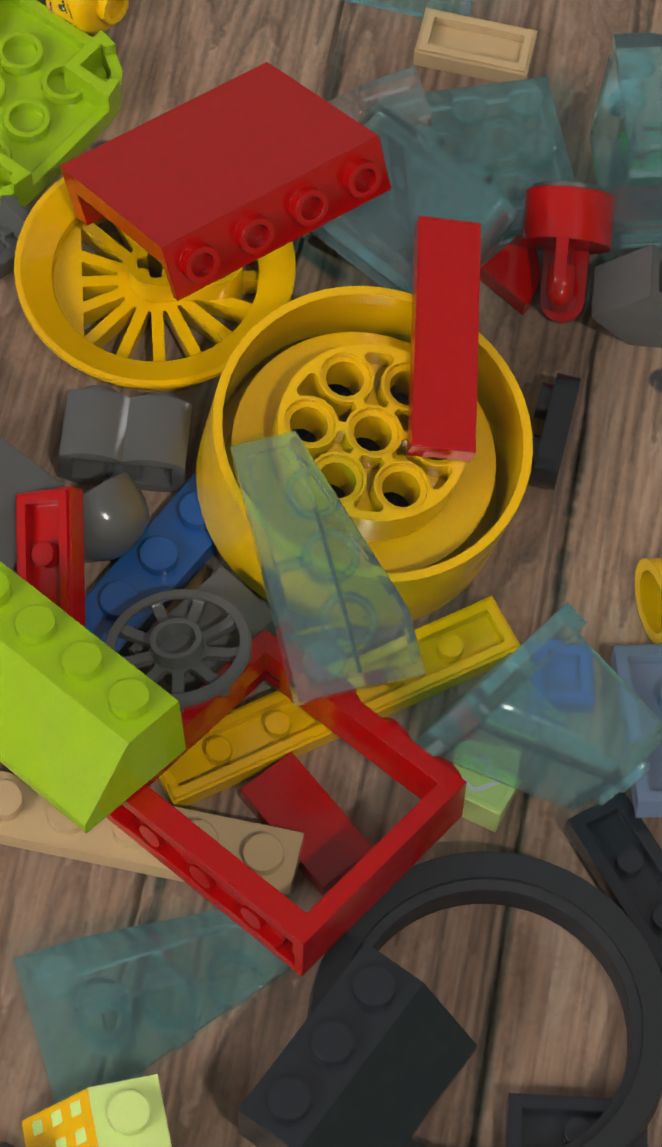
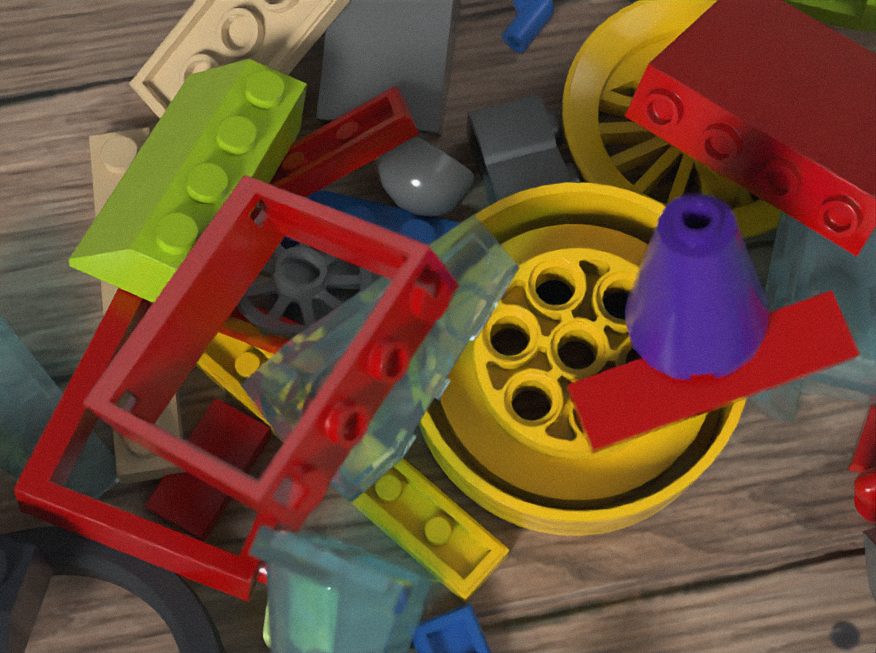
camera: 75 degrees right, 5 degrees up
(143, 623) = (206, 293): none -> red window
(392, 306) = (696, 293): none -> dark purple cone
(556, 407) = (742, 538): black plate -> none

